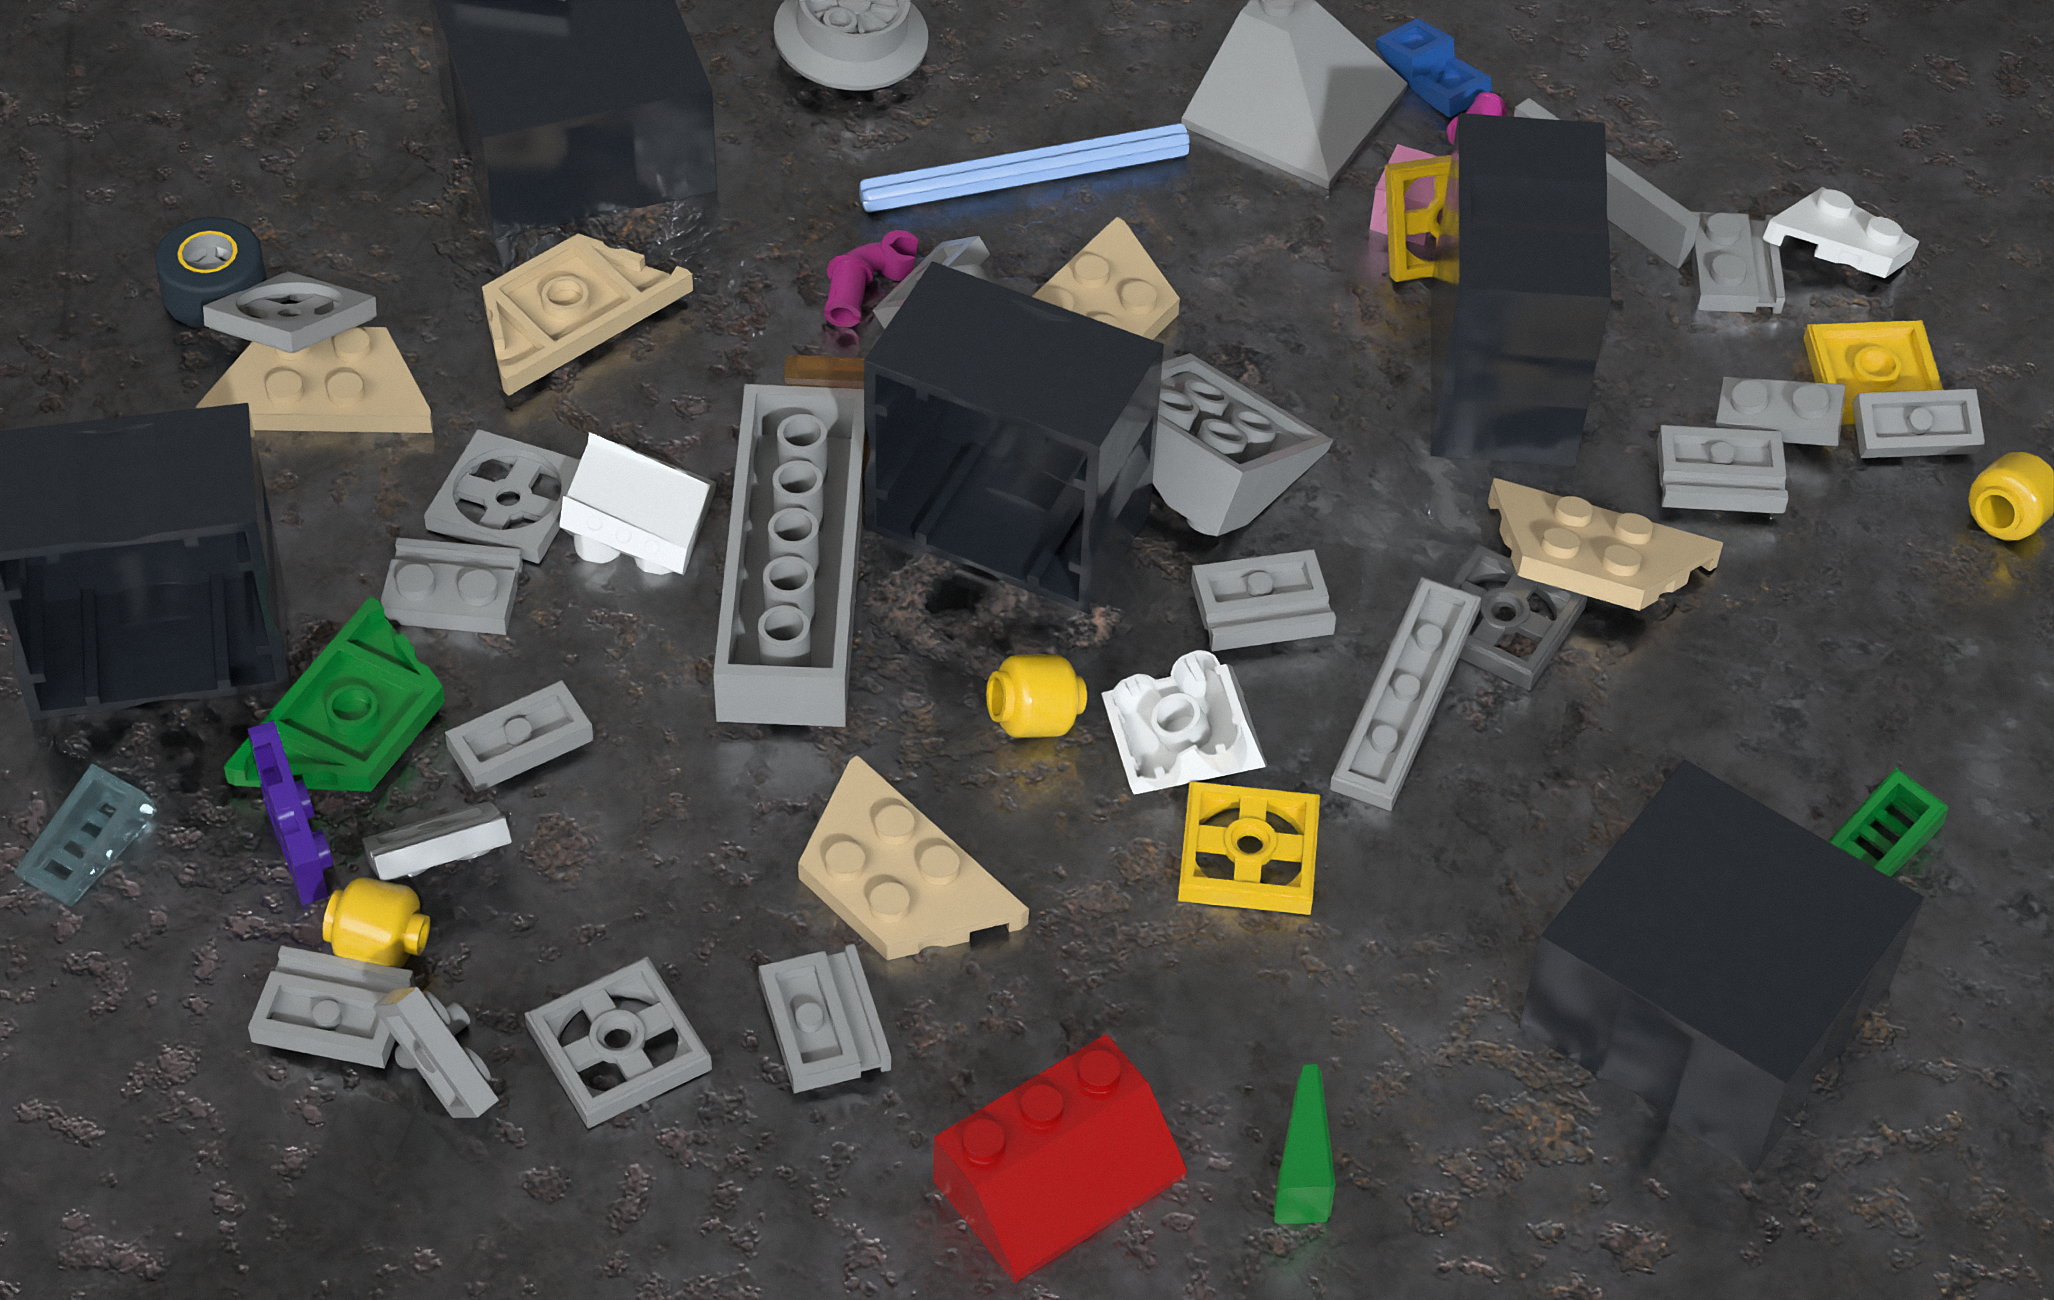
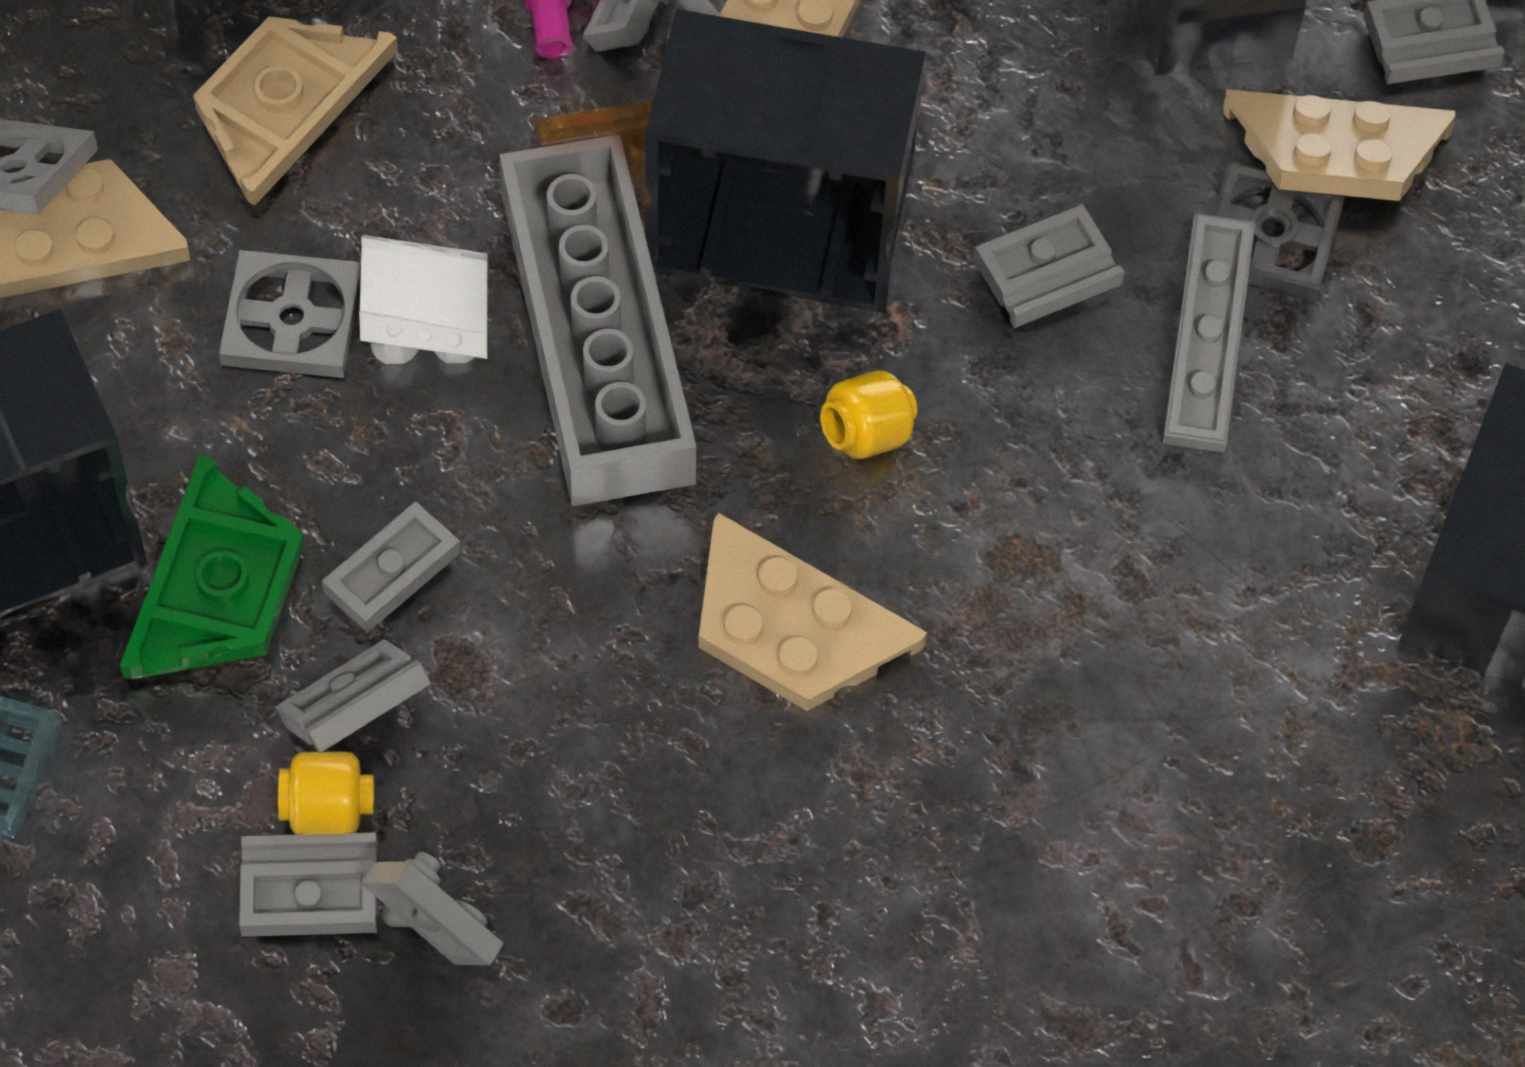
camera: 15 degrees left, 10 degrees up
(288, 809) = (202, 703): dark purple wing -> none
(451, 586) = (269, 421): light grey plate -> none
(643, 1080) = (586, 789): light grey piece -> none
(824, 1018) = (773, 786): light grey plate -> none
(1058, 1158) = (1031, 874): red slope -> none
(1183, 725) = (1012, 413): white slope -> none
(1225, 447) = (972, 113): light grey slope -> none
(1245, 889) = (1118, 565): yellow piece -> none
(1306, 1169) = (1255, 824): green slope -> none

